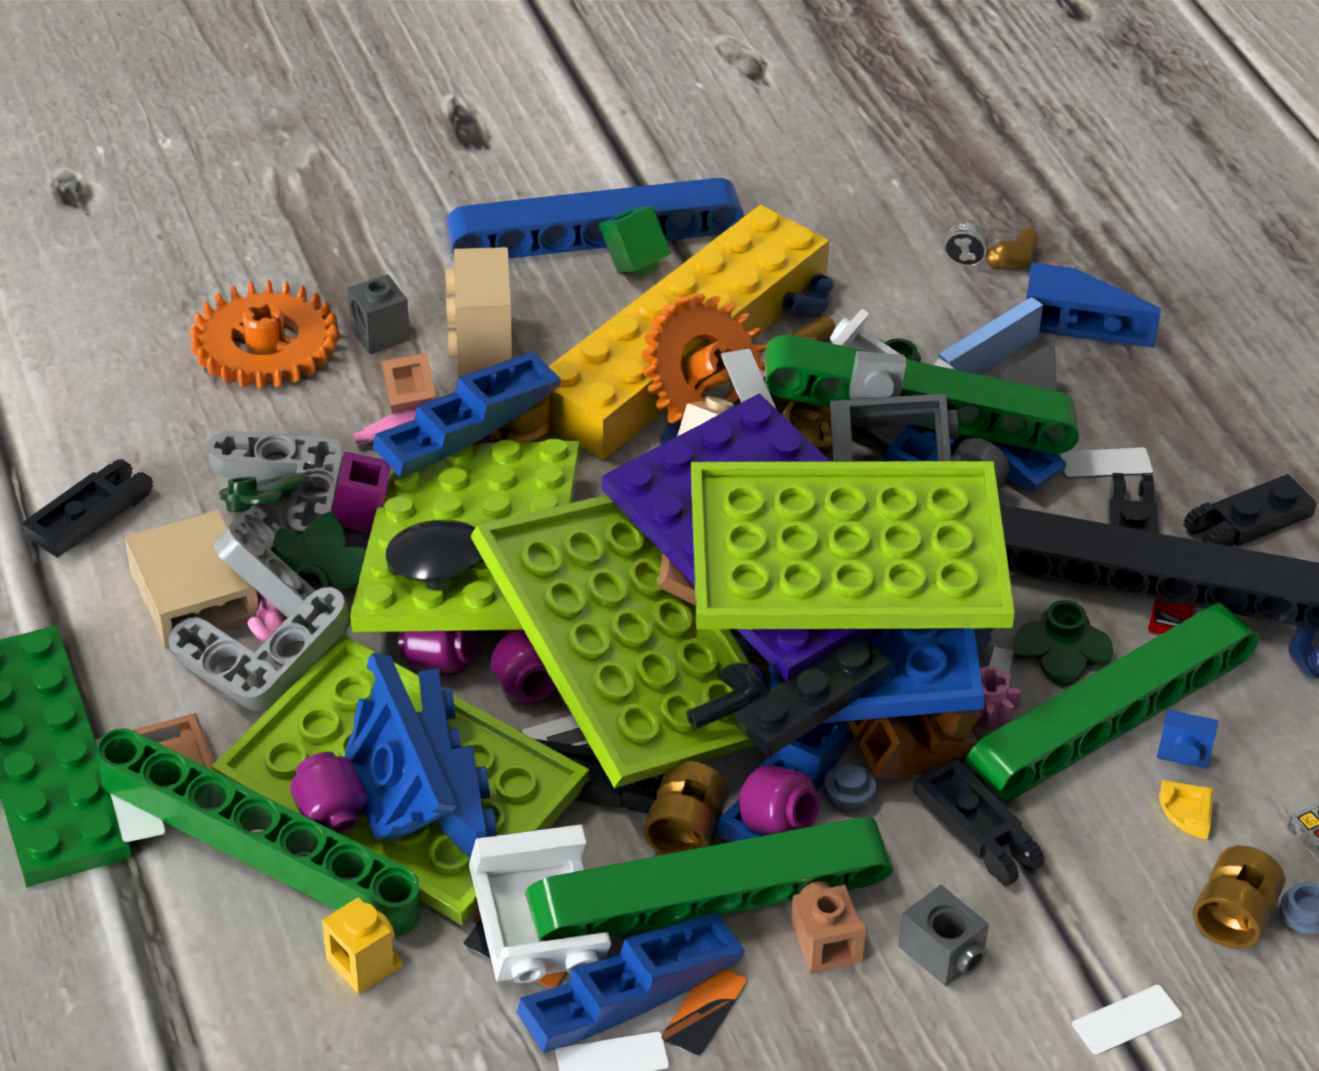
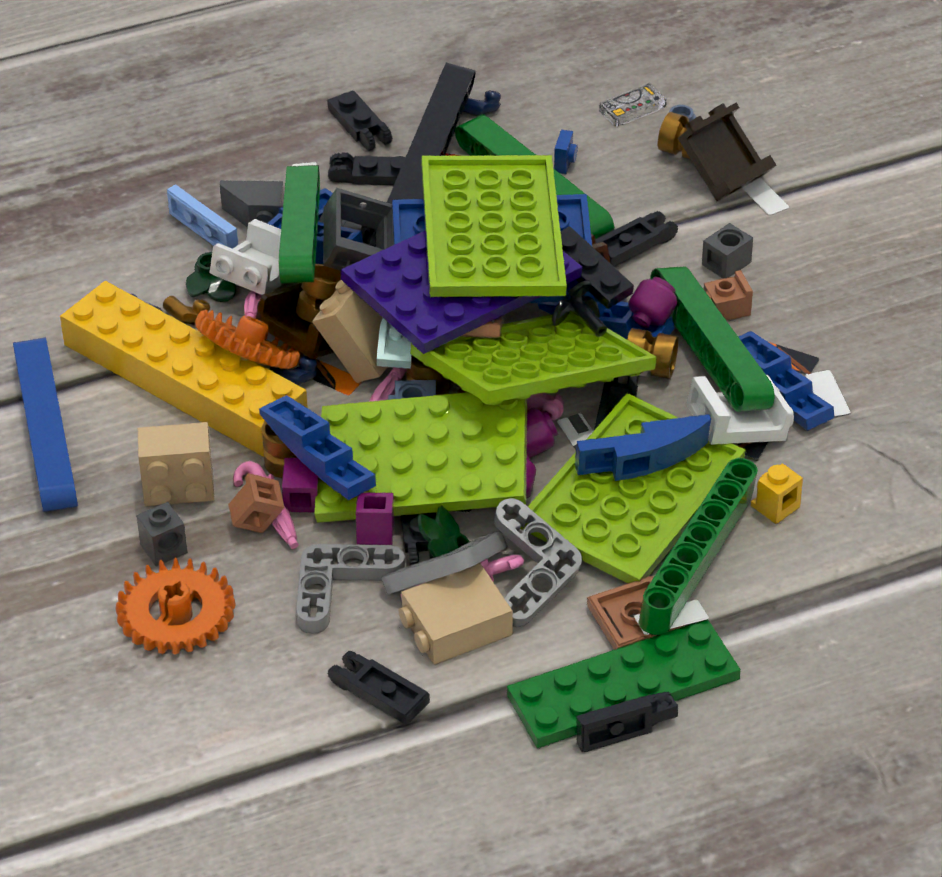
camera: 90 degrees left, 0 degrees up
(247, 491) = (364, 581): dark green plate -> none
(329, 791) = (673, 502): magenta head -> none
(396, 758) = (658, 458): blue wing -> none
(433, 552) = (469, 447): black dish -> none
(635, 240) = (84, 390): green brick -> none
(745, 375) = (274, 316): white sticker -> none
(877, 375) = (320, 219): light grey plate -> none
(966, 244) = (88, 228): tile -> none
(1013, 254) = (95, 210): pearl gold arm -> none
(1090, 308) = (157, 174): blue slope -> none
(1181, 935) = (723, 152): none -> dark brown panel
(1187, 806) = (609, 160): yellow tile -> none

